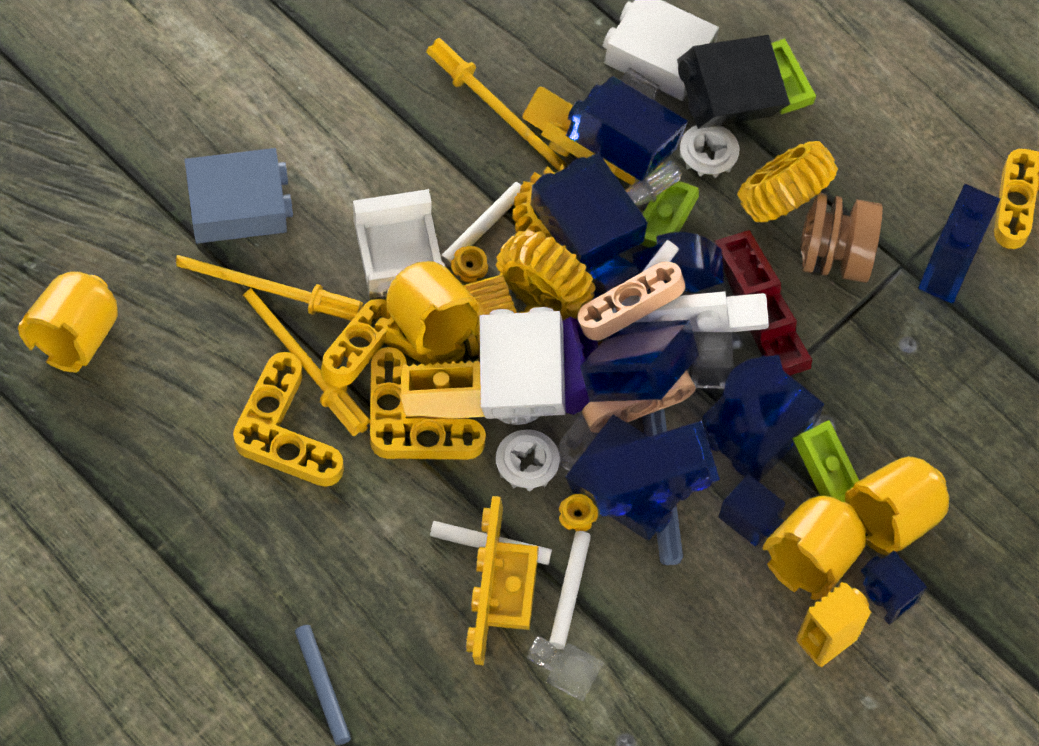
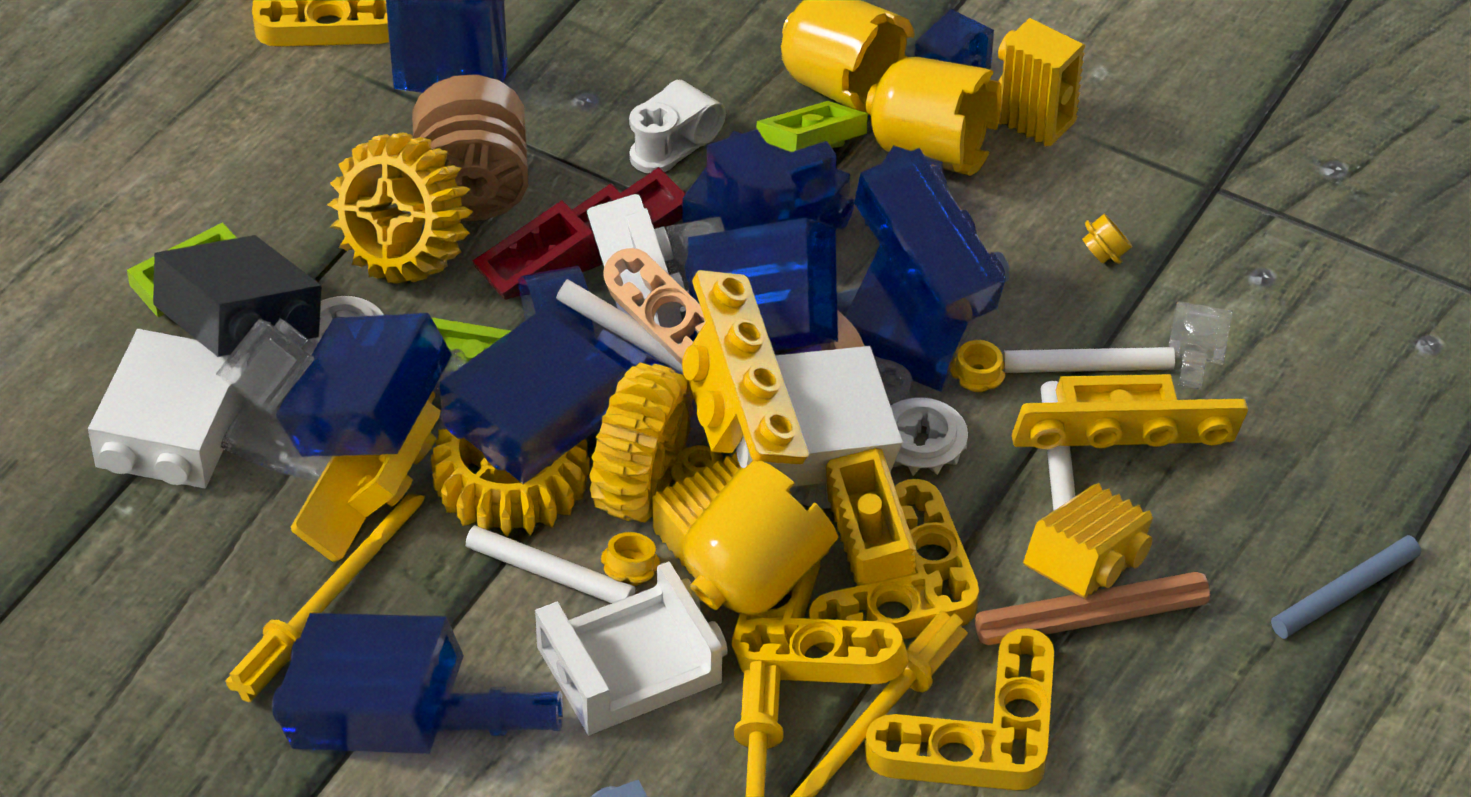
camera: 100 degrees left, 15 degrees down
(351, 518) = (1098, 608): none -> nougat axle
(376, 167) = (503, 711): none -> clear blue pin
(391, 519) = (1089, 541): none -> yellow brick
(407, 100) = (368, 683): none -> clear blue brick
(545, 311) = (738, 375): none -> yellow bracket
(654, 76) = (266, 364): none -> clear brick
(676, 642) = (1106, 240): none -> yellow plate
(857, 381) = (673, 126): none -> white piece

